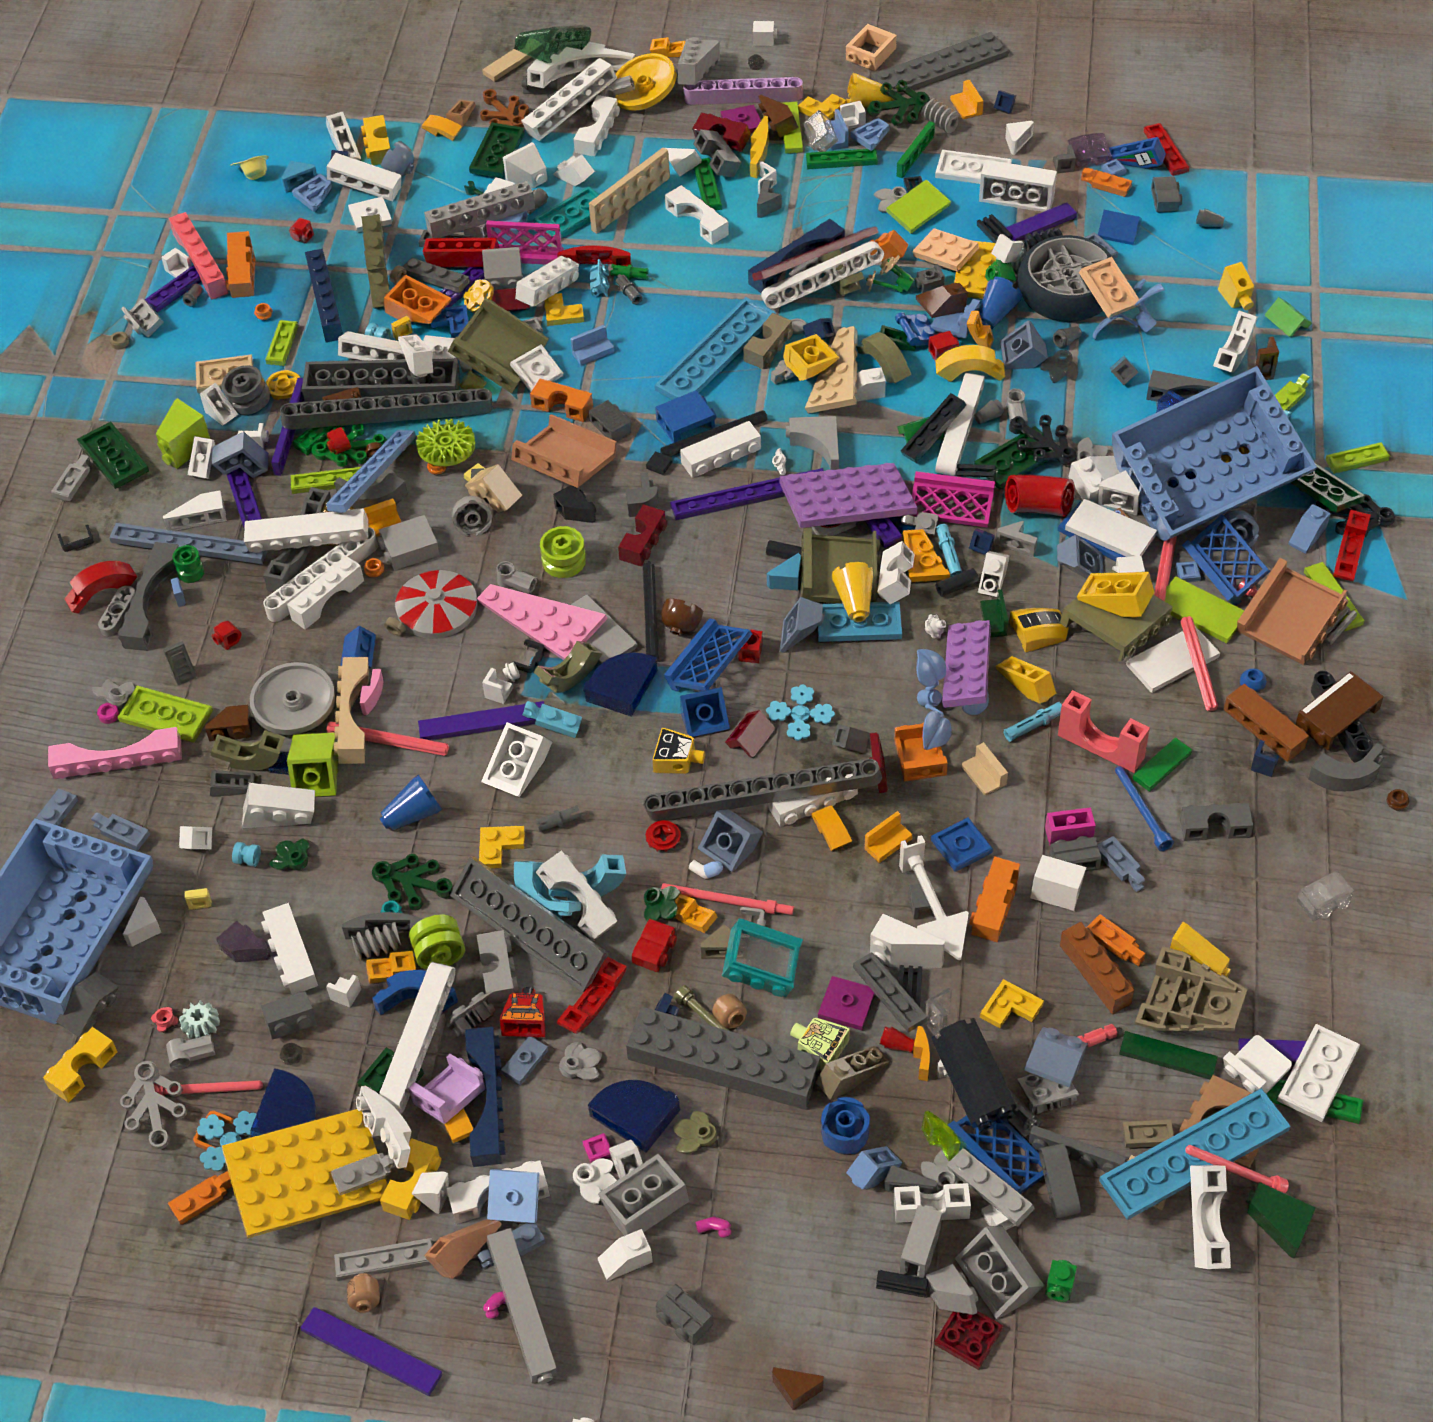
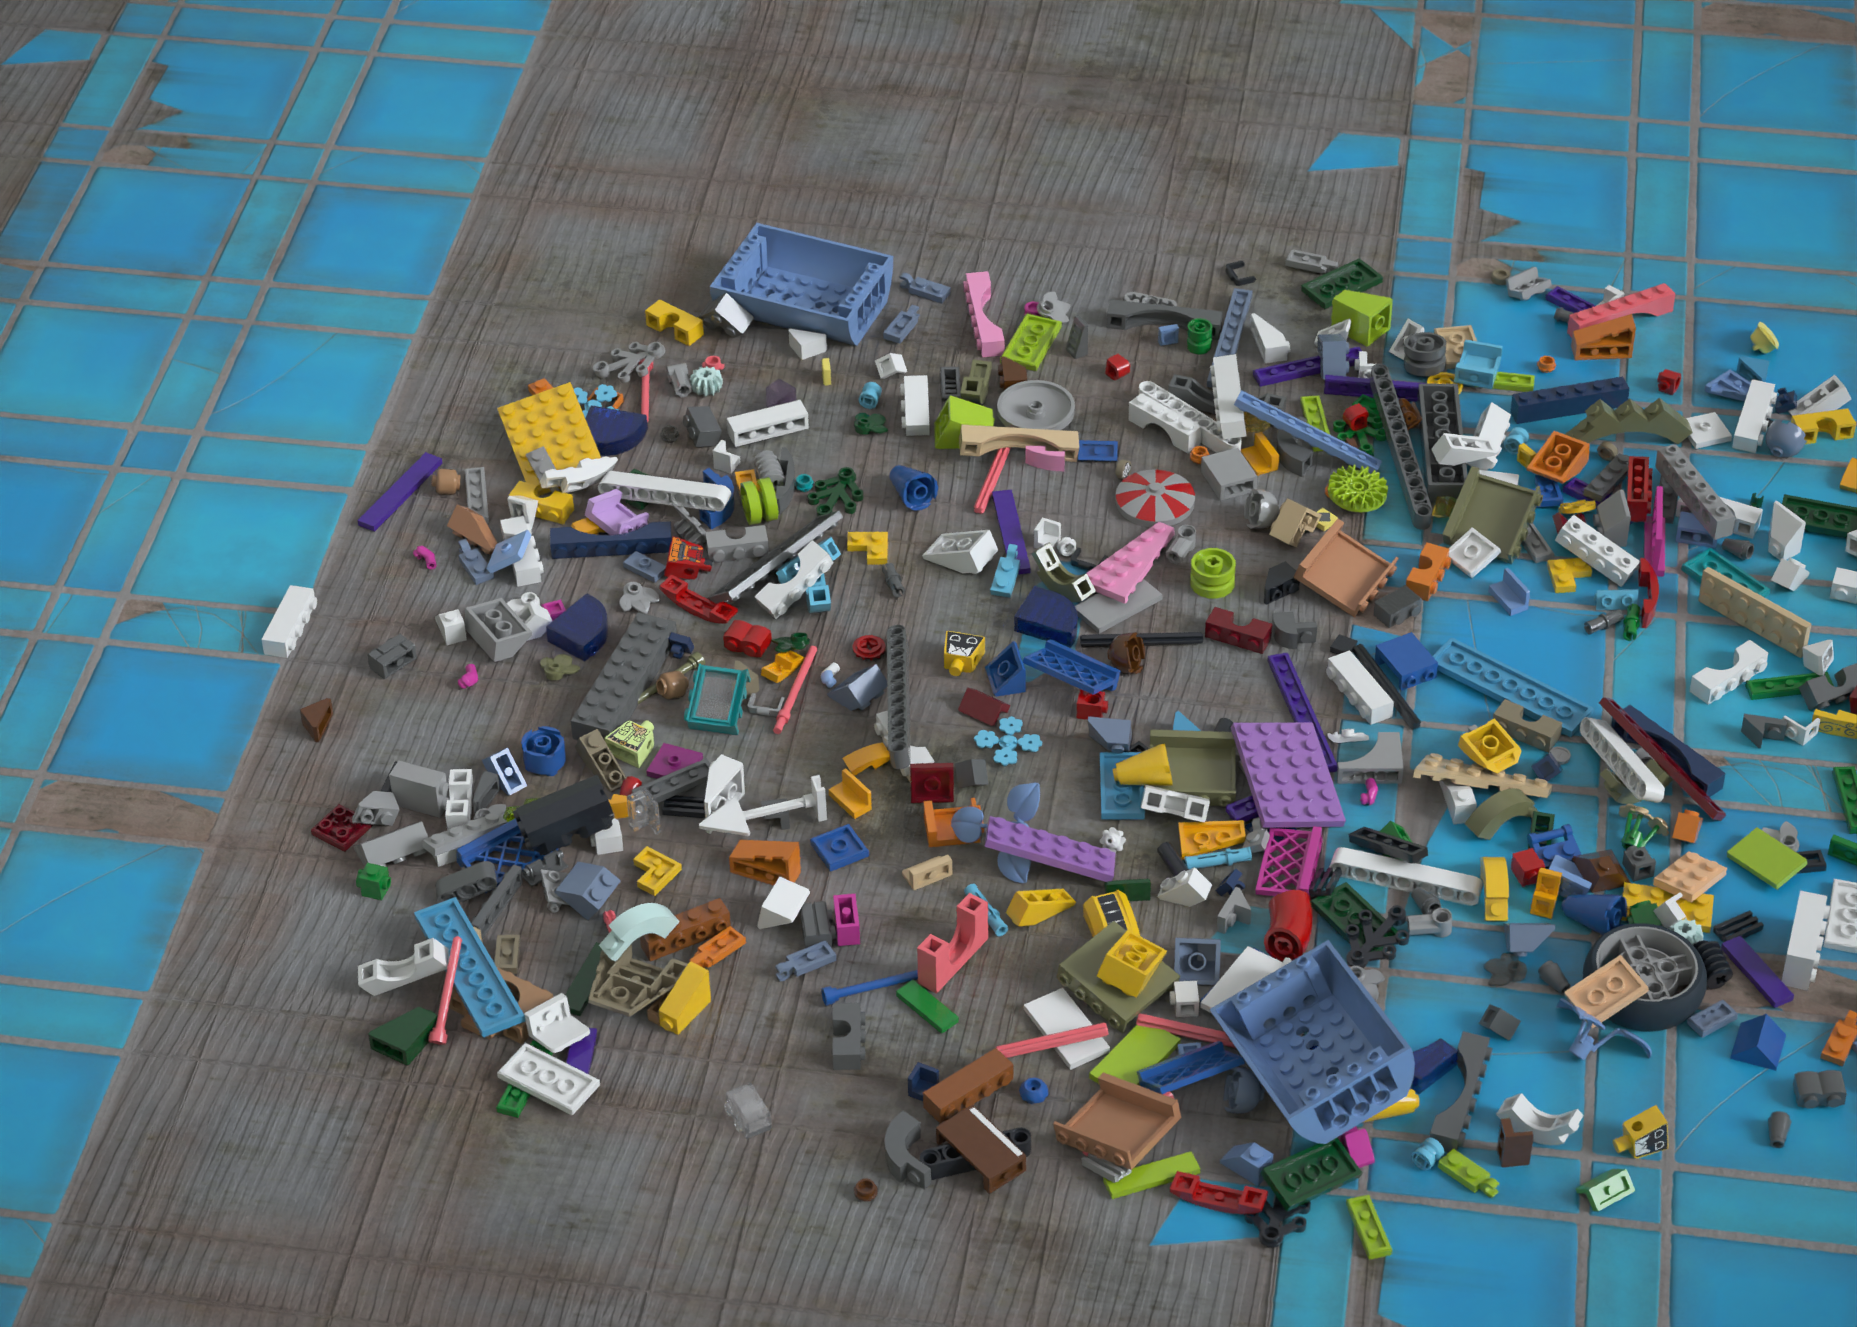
camera: 90 degrees right, 10 degrees down
(97, 578) = (1178, 283): red arch -> none
(267, 354) = (1478, 364): none -> medium azure panel
(521, 1306) = (414, 561): light grey brick -> none
(855, 444) = (1372, 789): none -> dark pink arm
(1143, 982) = (635, 923): none -> light aqua arch

